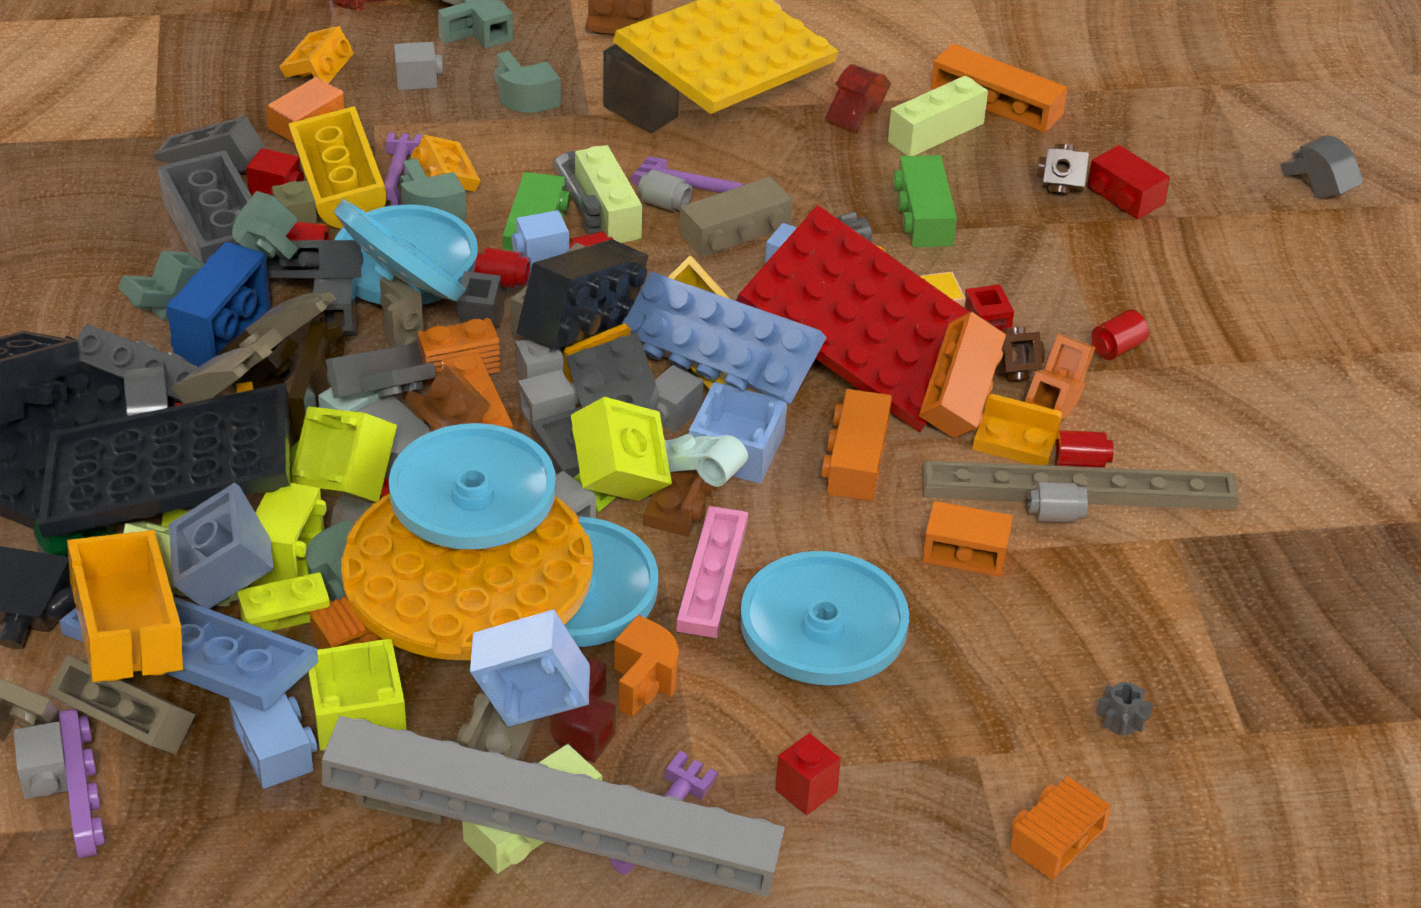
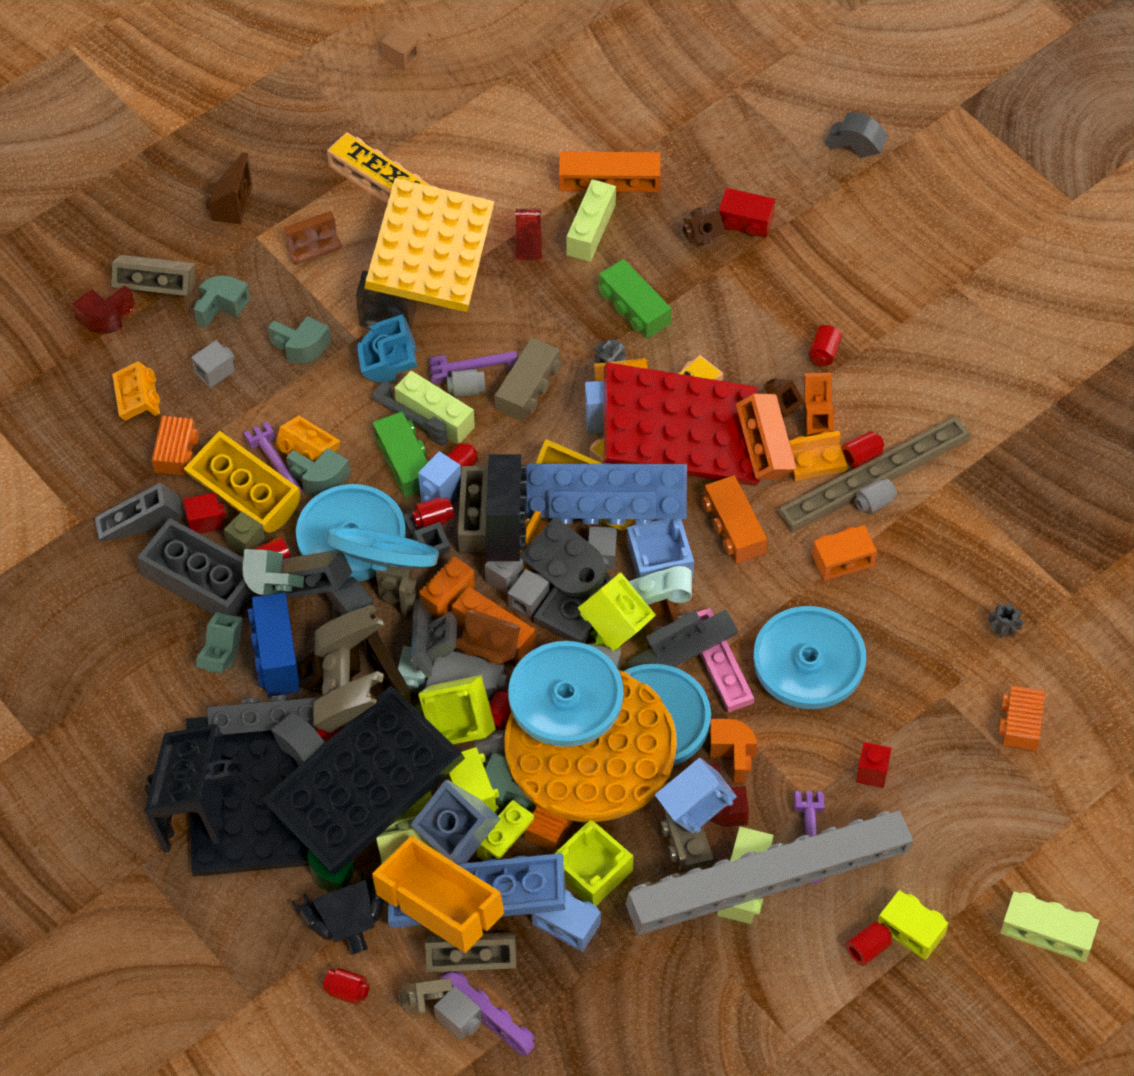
camera: 30 degrees left, 15 degrees up
(614, 122) = (387, 350): none -> dark azure brick
(685, 518) = (685, 639): none -> dark grey bracket
(990, 305) = (738, 369): red brick -> none

